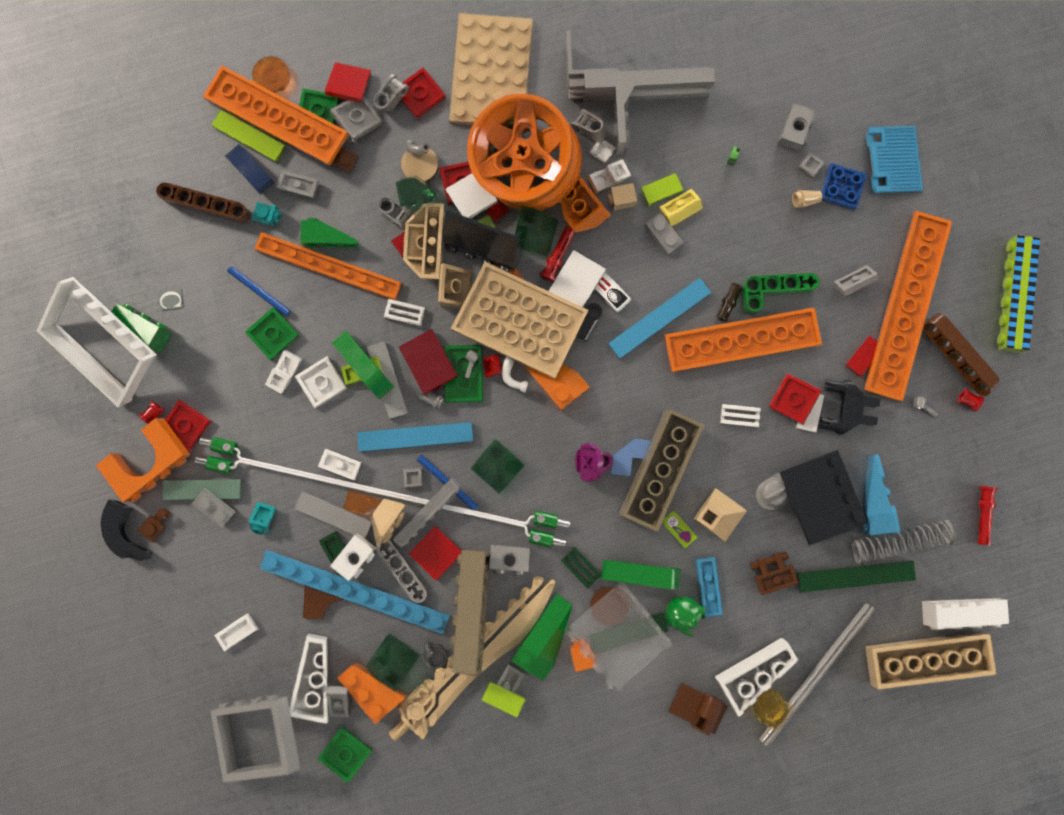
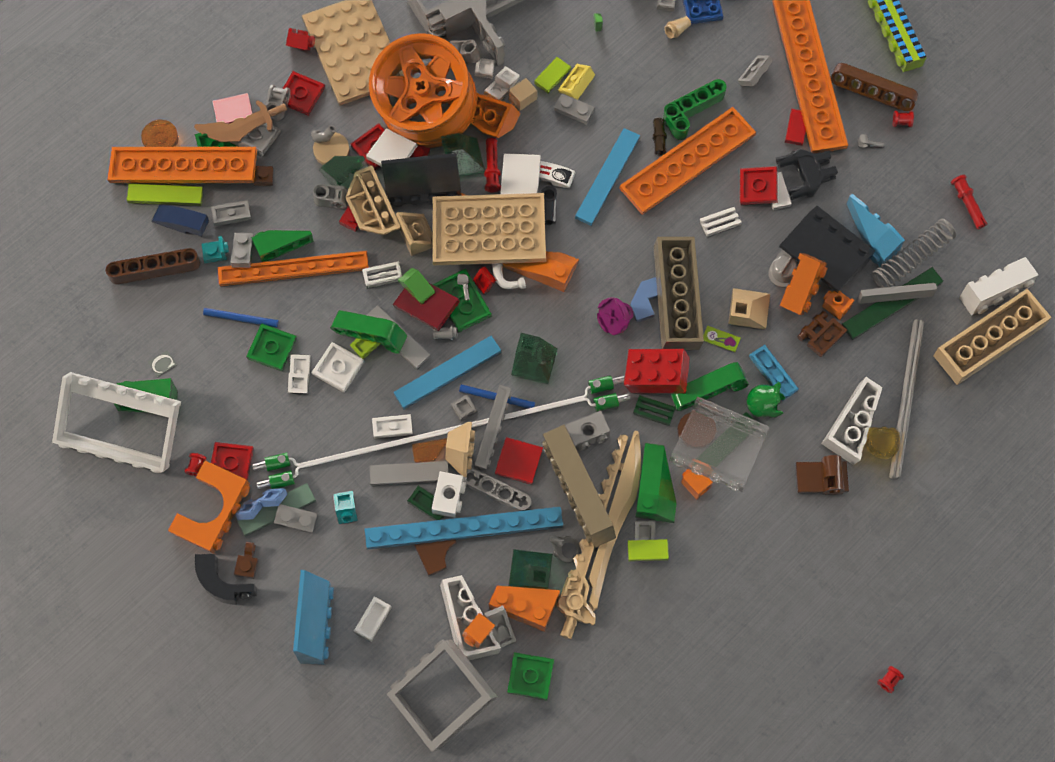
camera: 30 degrees left, 15 degrees down
(177, 612) = (312, 619): none -> dark azure slope
(200, 479) = (251, 508): none -> medium blue tile
(289, 226) = (242, 250): none -> light grey plate
(311, 702) = (478, 631): none -> orange brick
(345, 103) = (241, 126): none -> medium nougat sword
(426, 341) = (416, 285): none -> bright green slope
(443, 38) = (300, 39): none -> red brick
(600, 537) = (657, 371): none -> red brick
(782, 523) = (803, 284): none -> orange wedge
(797, 550) = (838, 308): none -> orange brick
(865, 573) = (897, 293): none -> light grey tile

